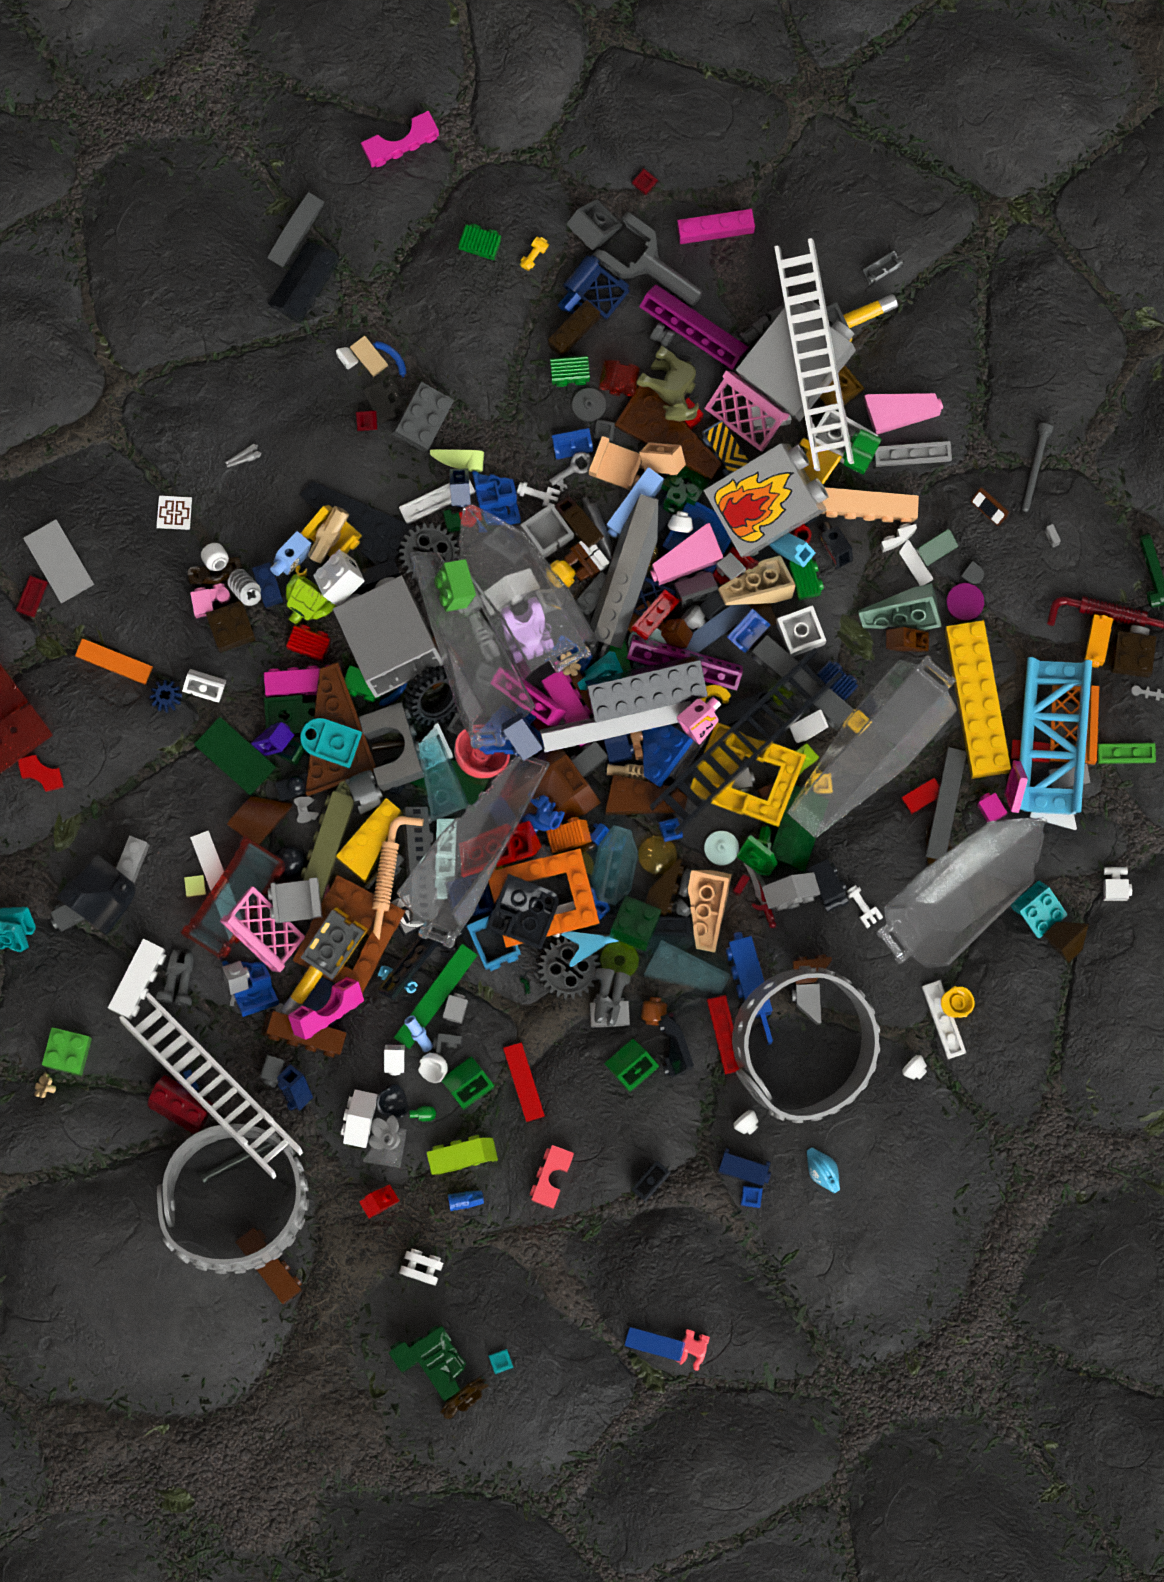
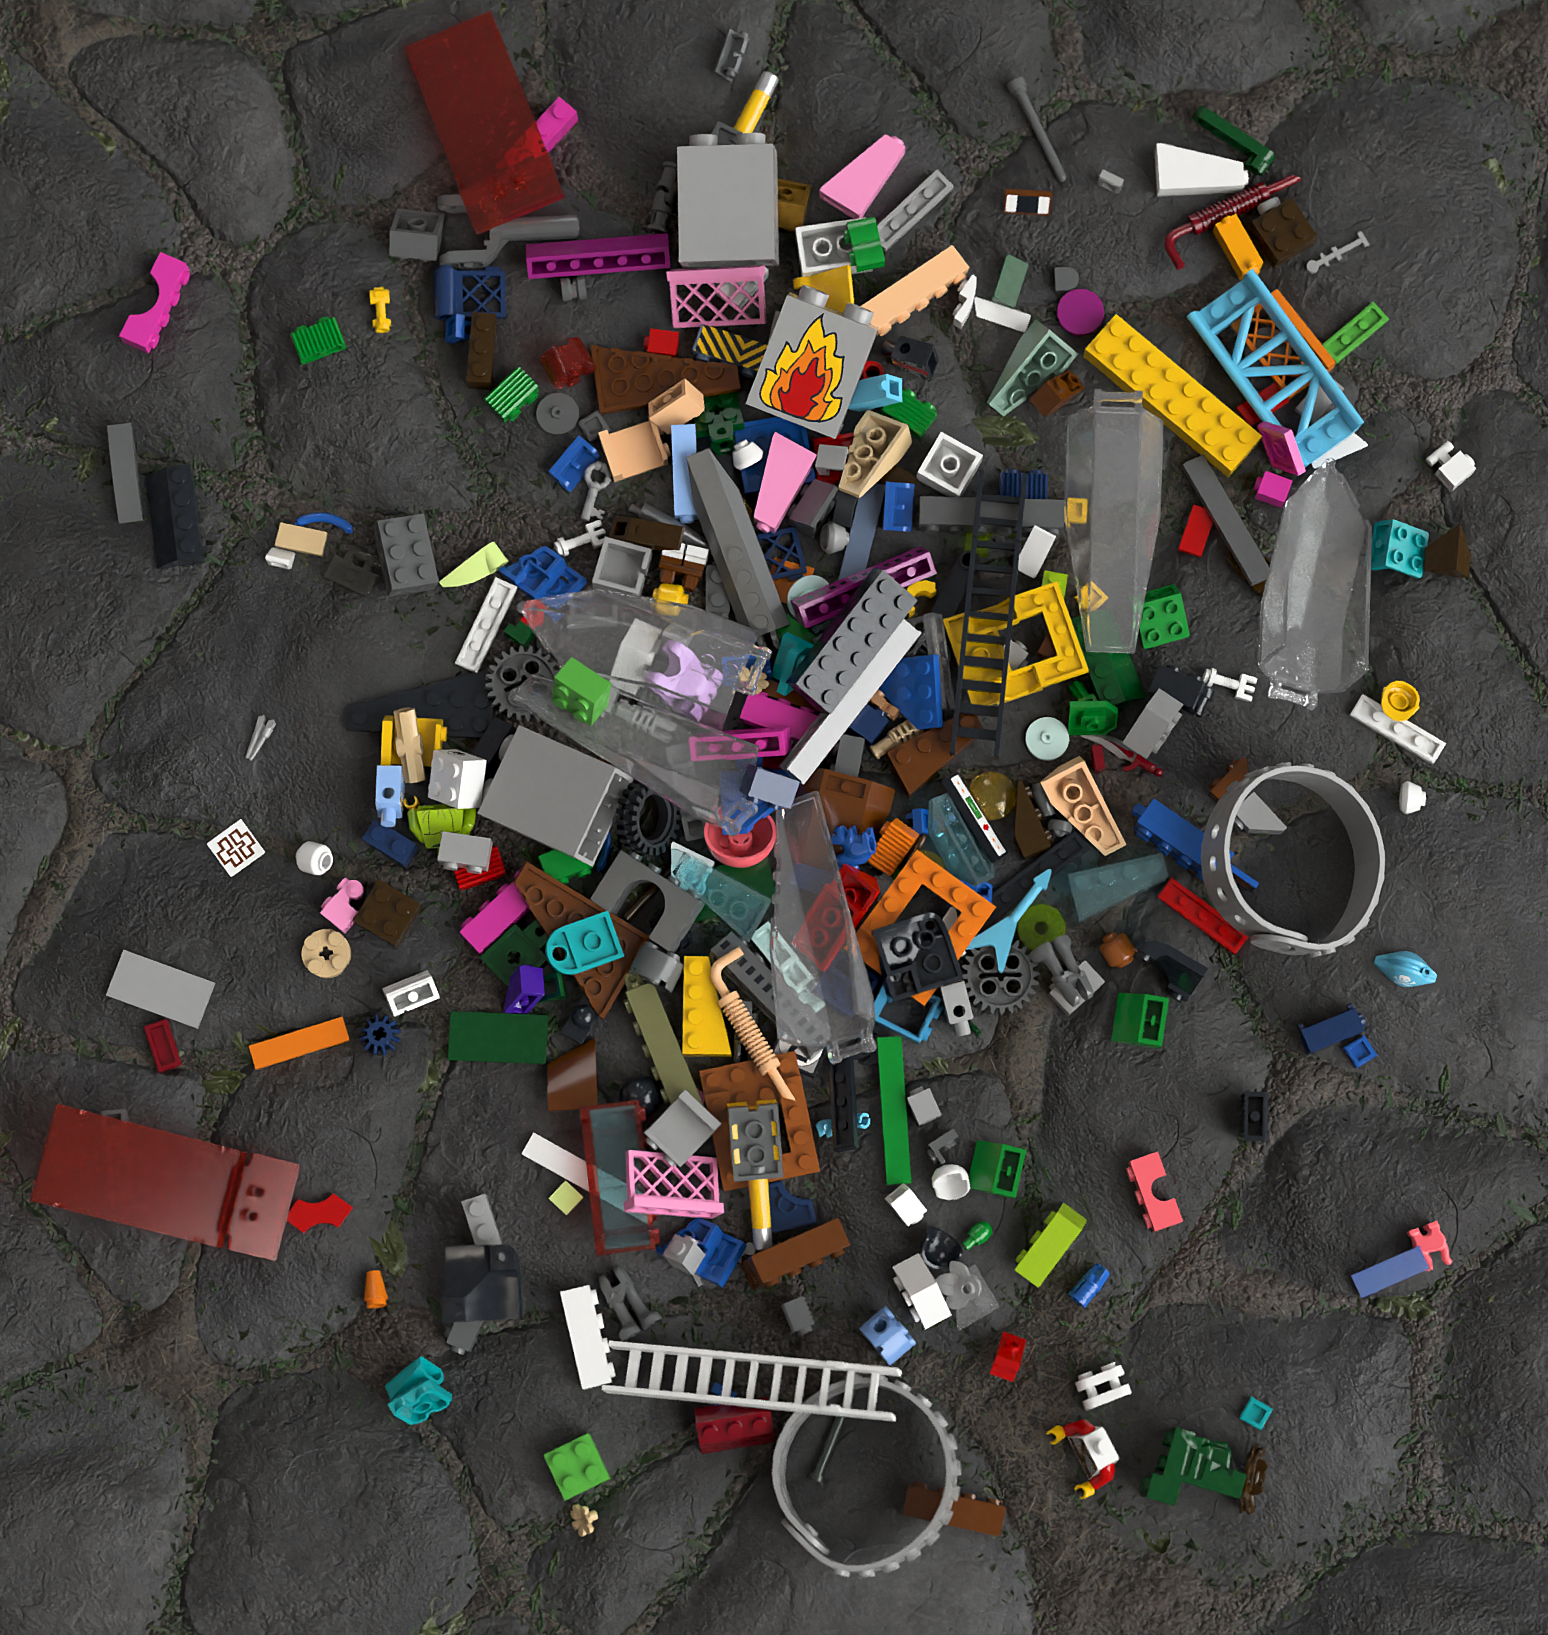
camera: 40 degrees left, 0 degrees up
(35, 847) = (375, 1291): none -> orange cone
(179, 630) = (337, 961): none -> tan plate
(202, 575) = (315, 886): dark brown piece -> none
(244, 587) = (370, 863): light grey piece -> none
(294, 1088) = (834, 1314): dark blue brick -> none
(304, 816) = (615, 1040): light grey piece -> none
(305, 626) = (465, 852): none -> light grey brick
(316, 1127) = (887, 1335): none -> medium blue brick
(344, 997) = (808, 1185): dark pink arch -> none
(366, 420) = (352, 603): dark red tile -> none
(382, 1299) = (1092, 1450): none -> torso
(418, 1033) = (909, 1160): light blue pin -> none
(460, 487) = (502, 593): brick -> none
(524, 1082) = (1048, 1123): red tile -> none
(529, 956) = (952, 996): none -> light grey torso
(634, 858) = (974, 817): none -> tile
(635, 923) = (1030, 878): dark green brick -> none
(644, 182) = (430, 155): dark red tile -> none
(655, 614) = (796, 564): red tile -> none
(667, 830) = (984, 761): blue plate -> none
(674, 387) = (628, 328): olive animal -> none
(677, 633) = (831, 565): reddish brown brick -> none
(691, 188) = (484, 122): none -> clear red piece
(699, 719) = (928, 628): bright pink torso -> none
(746, 1122) = (1296, 983): white cone -> none
(792, 319) = (710, 150): white ladder -> none
(855, 831) = (1163, 617): none -> green bracket
(1109, 572) = (1196, 173): none -> white slope

